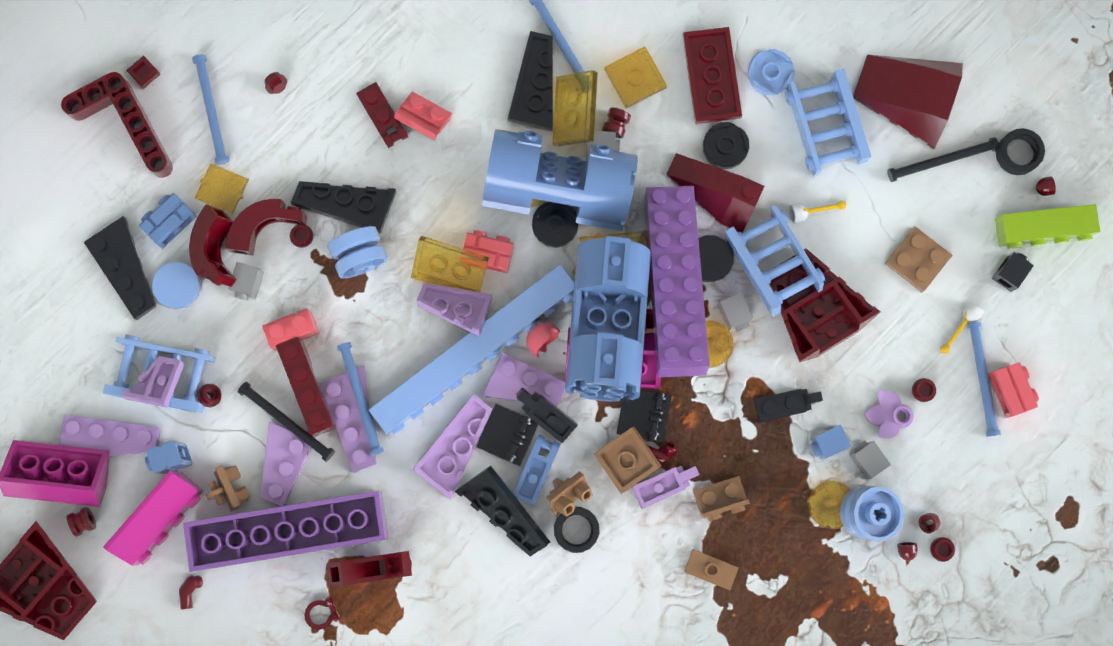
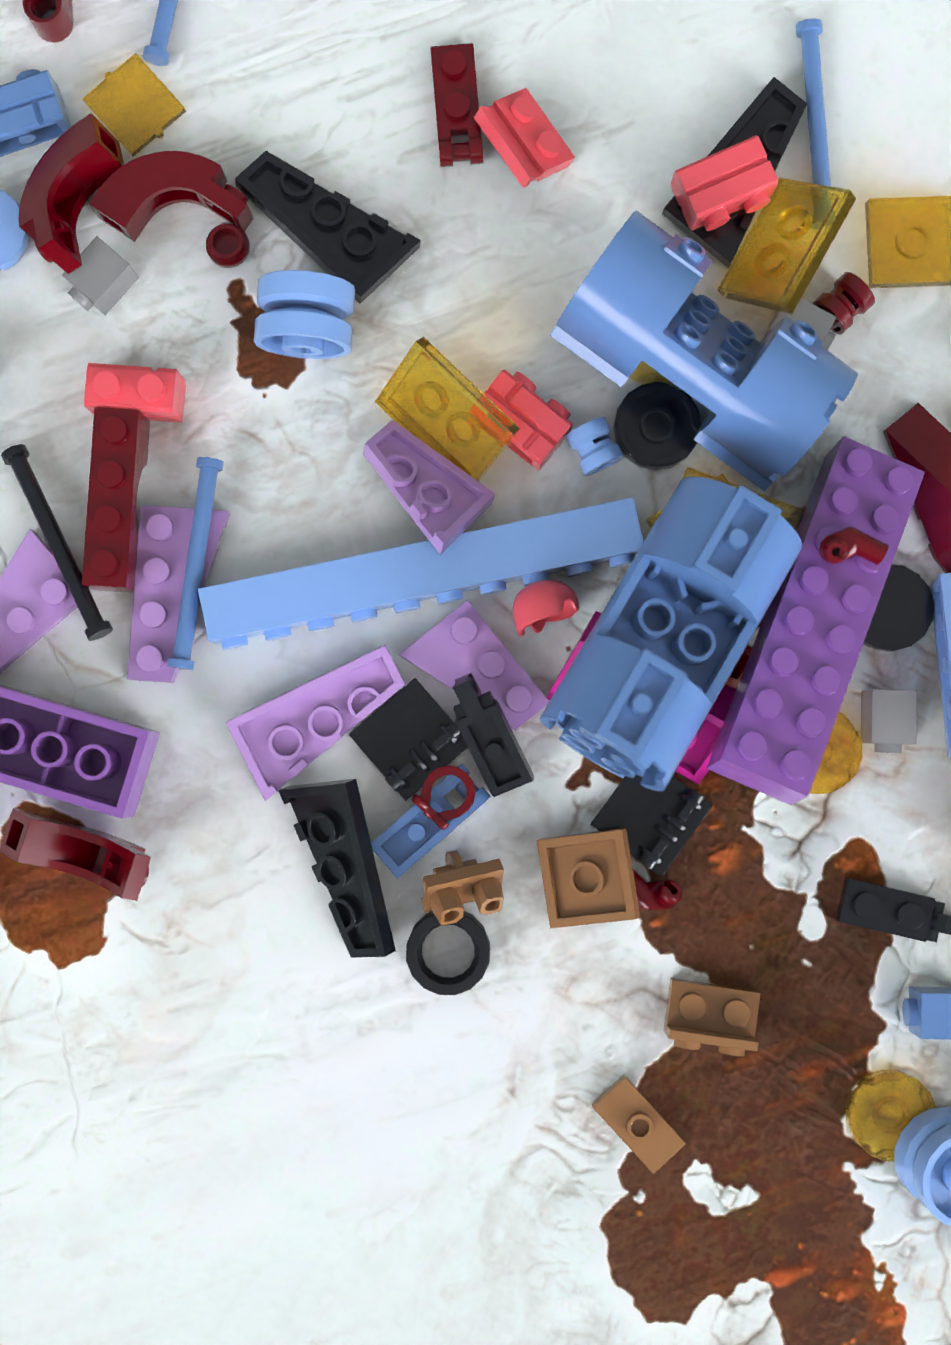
camera: 30 degrees right, 5 degrees up
(529, 248) = (594, 446): none -> light blue wheel
(531, 94) = (724, 184): none -> coral brick
(542, 464) = (423, 800): none -> dark red piece
(663, 485) = (628, 949): lavender hinge -> none
(672, 237) = (852, 542): none -> dark red arm

